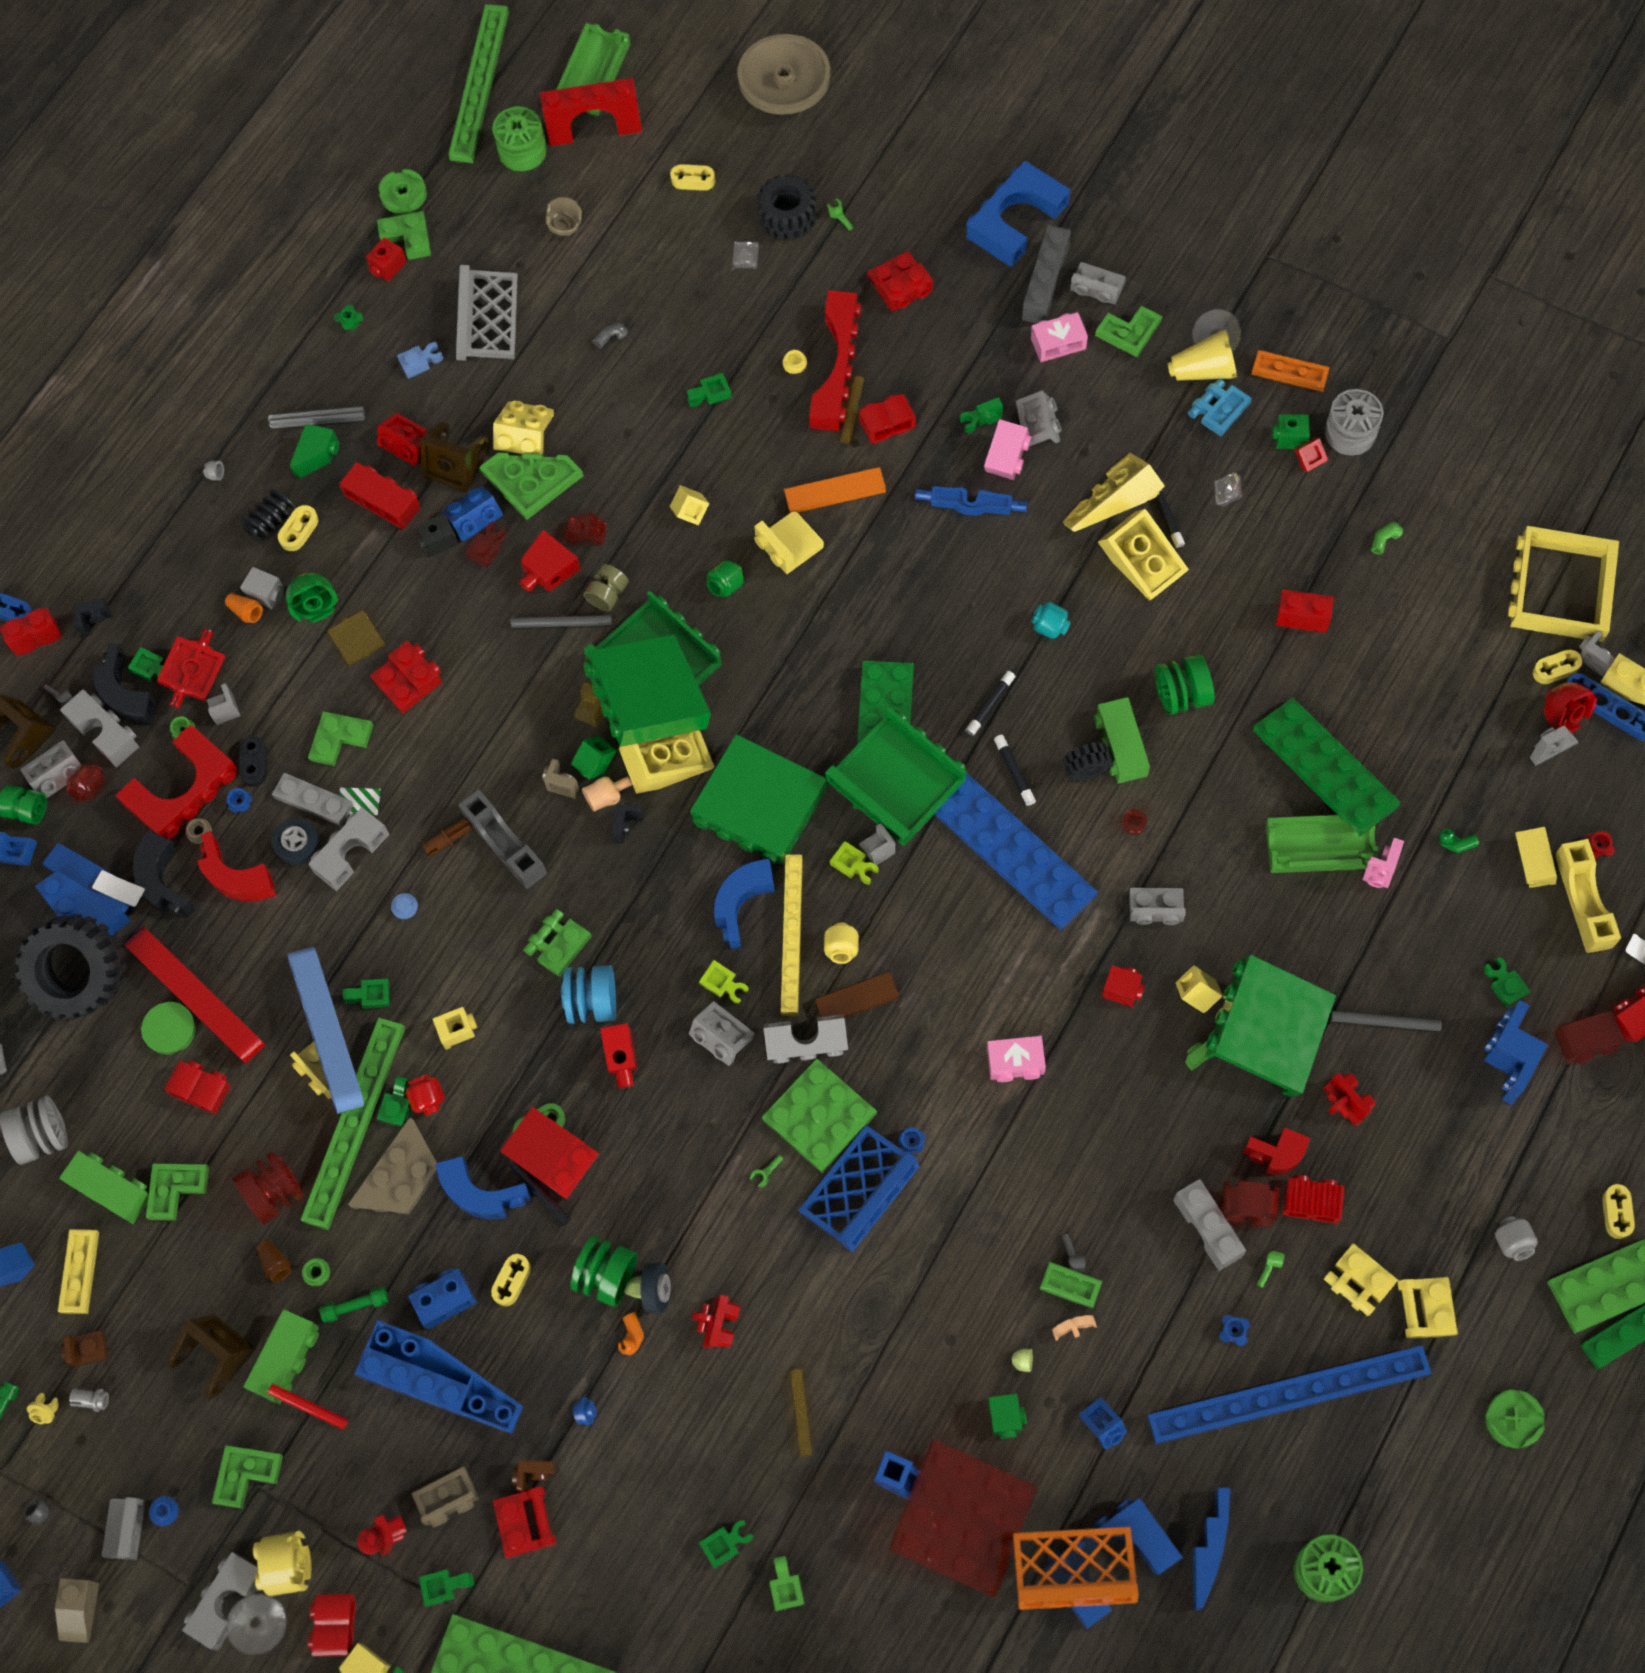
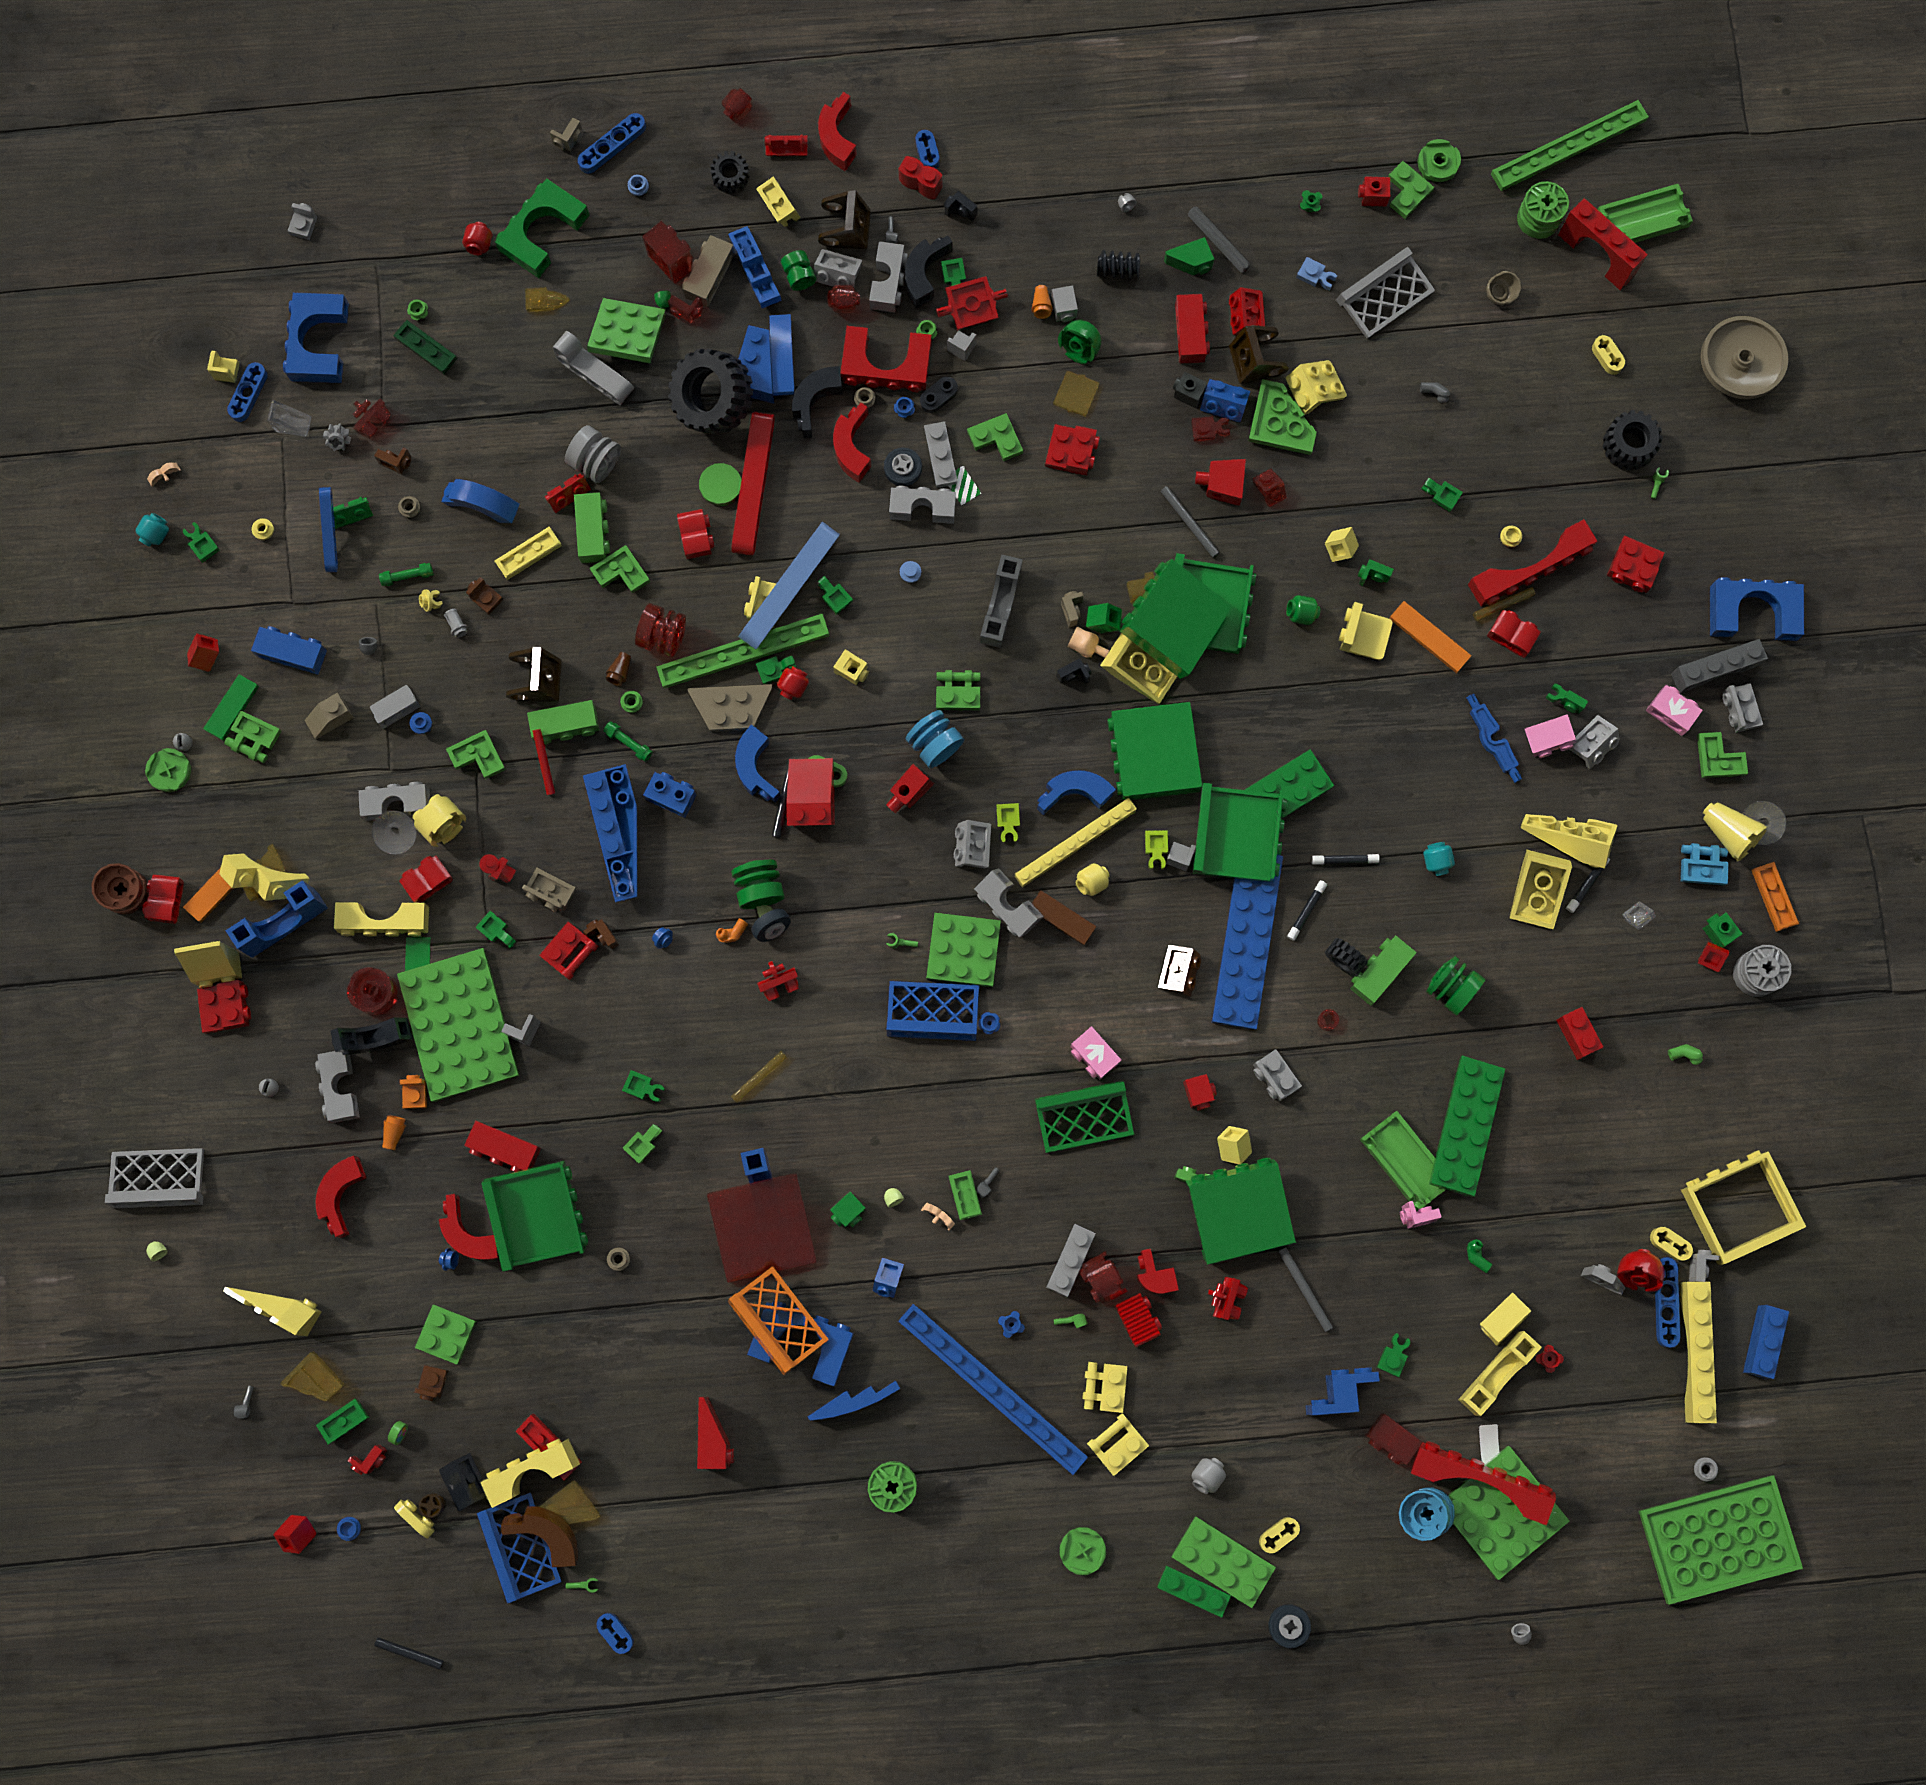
camera: 50 degrees right, 10 degrees up
(51, 1195) = (561, 497): none -> red hinge
(118, 888) = (785, 378): white sticker -> none
(297, 529) = (1125, 291): light yellow plate -> none
(447, 837) = (977, 562): reddish brown axle -> none
(505, 1277) = (712, 824): light yellow beam -> none
(576, 1637) = (526, 1034): none -> light grey panel
(607, 585) = (1235, 533): olive wheel -> none
(738, 492) = (1377, 571): none -> green bracket
(745, 255) = (1572, 439): clear plate -> none
(989, 923) = (1180, 970): none -> bracket
(1049, 1101) = (1081, 1096): none -> green fence

